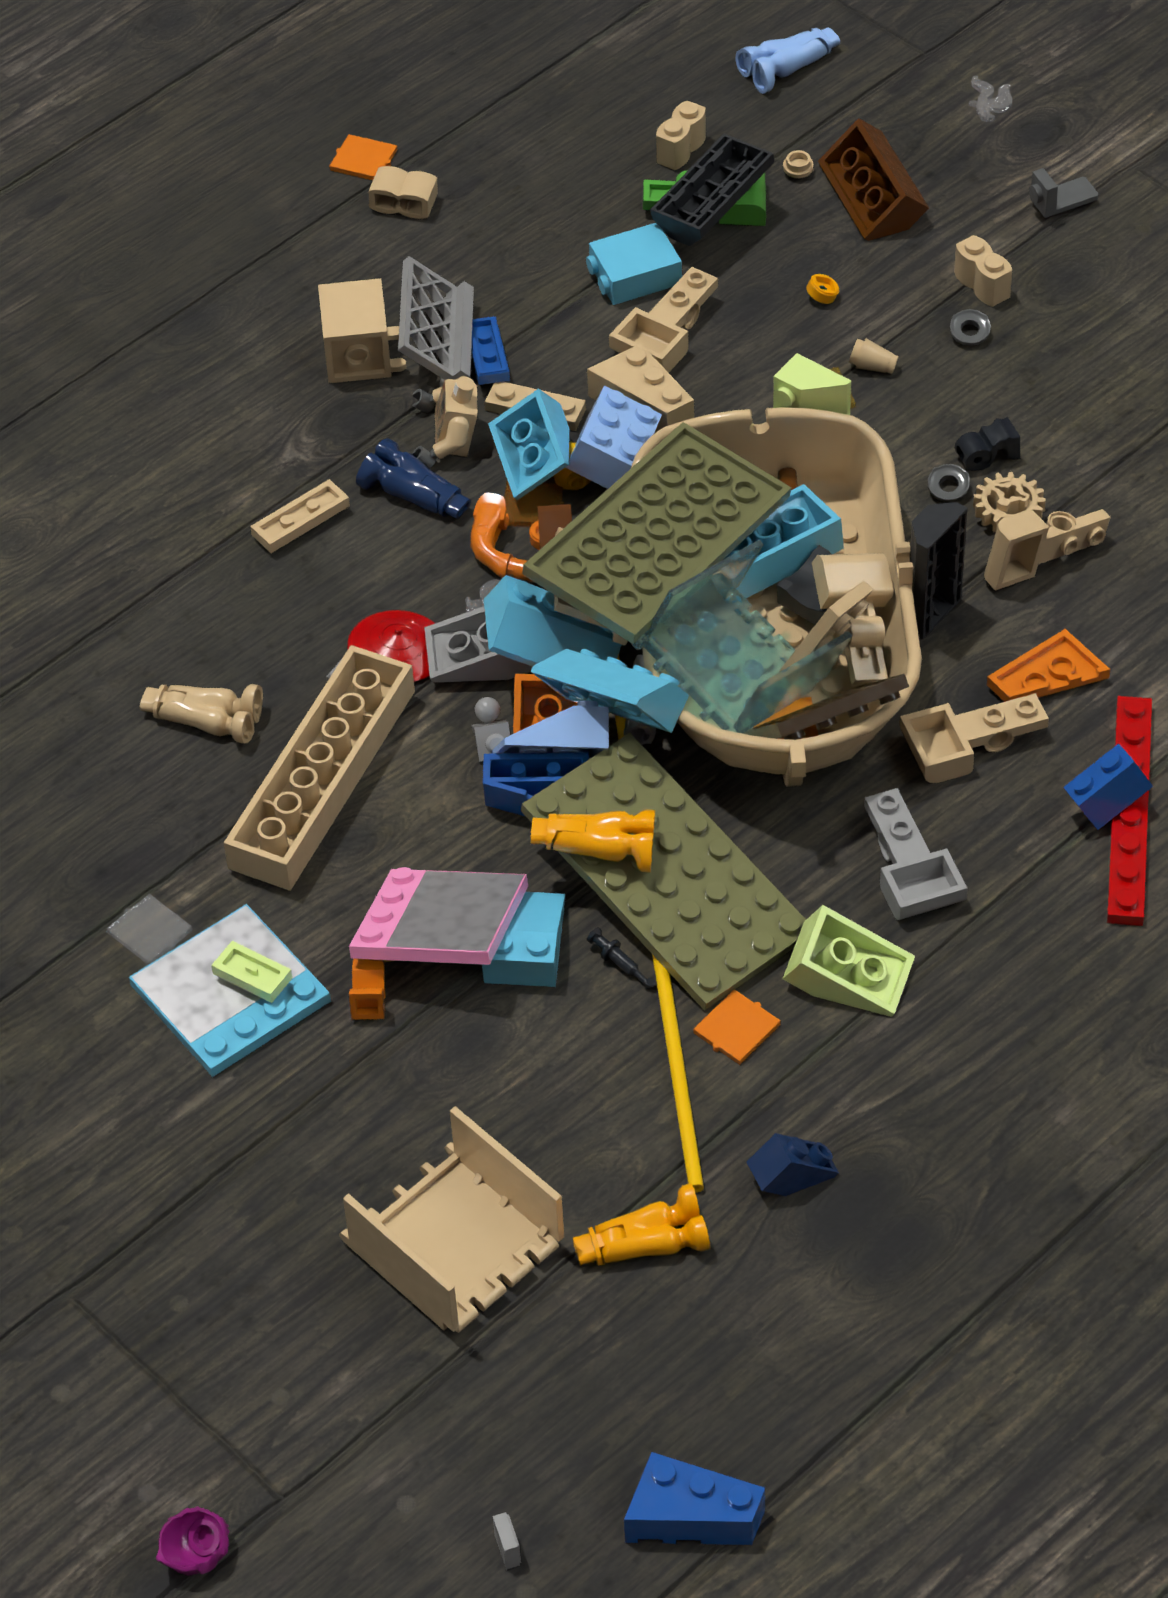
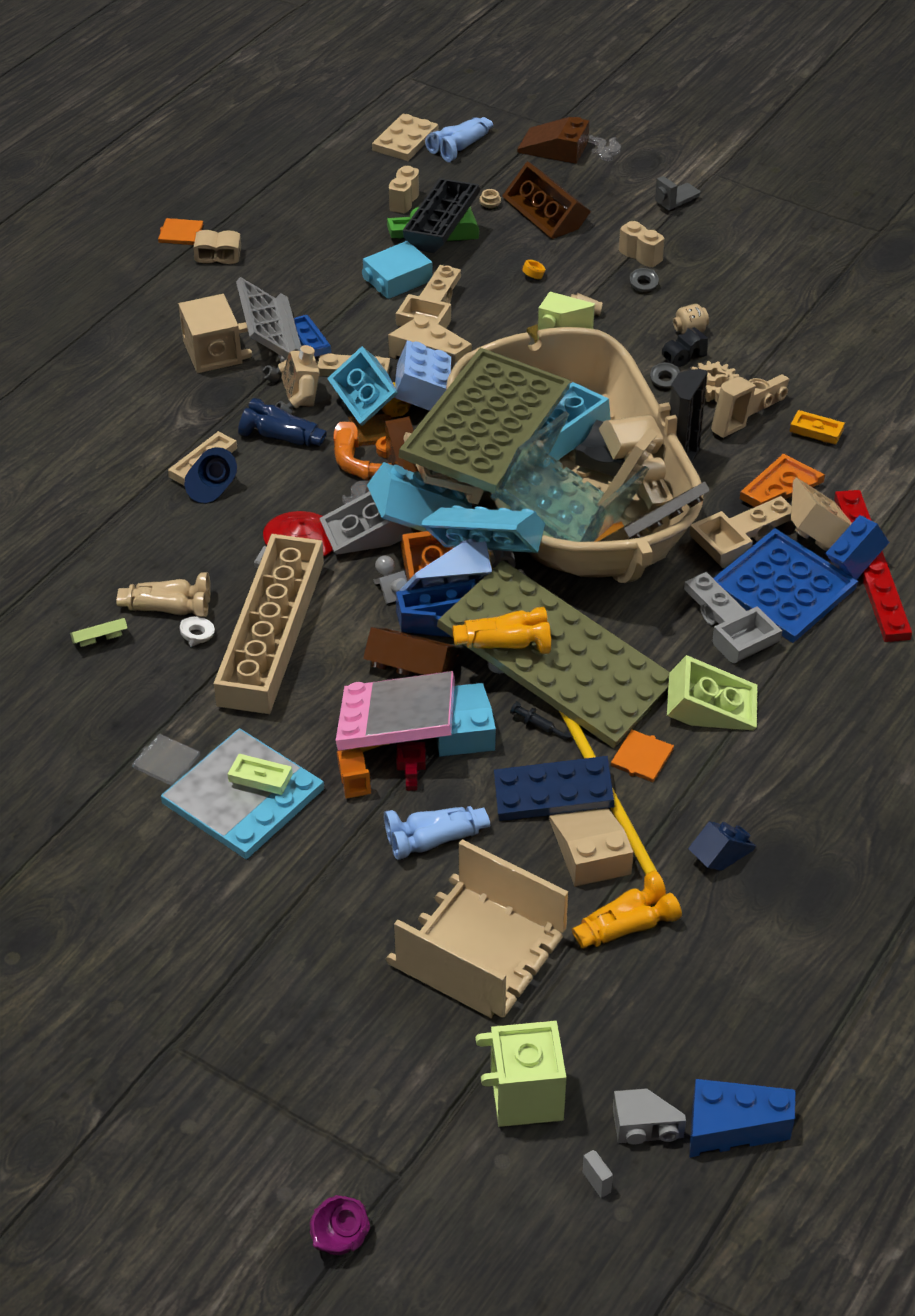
camera: 15 degrees left, 5 degrees down
(93, 746) = (110, 629): none -> yellowish green plate
(230, 750) = (196, 623): none -> white piece
(301, 544) = (210, 475): none -> dark blue piece
(442, 982) = (411, 758): none -> dark red plate
(444, 1078) = (432, 828): none -> light blue piece
(451, 1406) = (526, 1072): none -> yellowish green container
(482, 836) = (409, 652): none -> reddish brown slope
(583, 1485) = (646, 1117): none -> light grey slope
(608, 1052) = (553, 788): none -> dark blue plate
(633, 1133) = (593, 845): none -> tan slope
(711, 44) = (404, 137): none -> tan plate
(922, 80) = (557, 140): none -> reddish brown slope
(1000, 820) = (786, 583): none -> blue plate
(1011, 401) = (690, 317): none -> tan head
(1074, 727) = (817, 515): none -> tan slope
(1128, 594) = (817, 427): none -> light orange plate

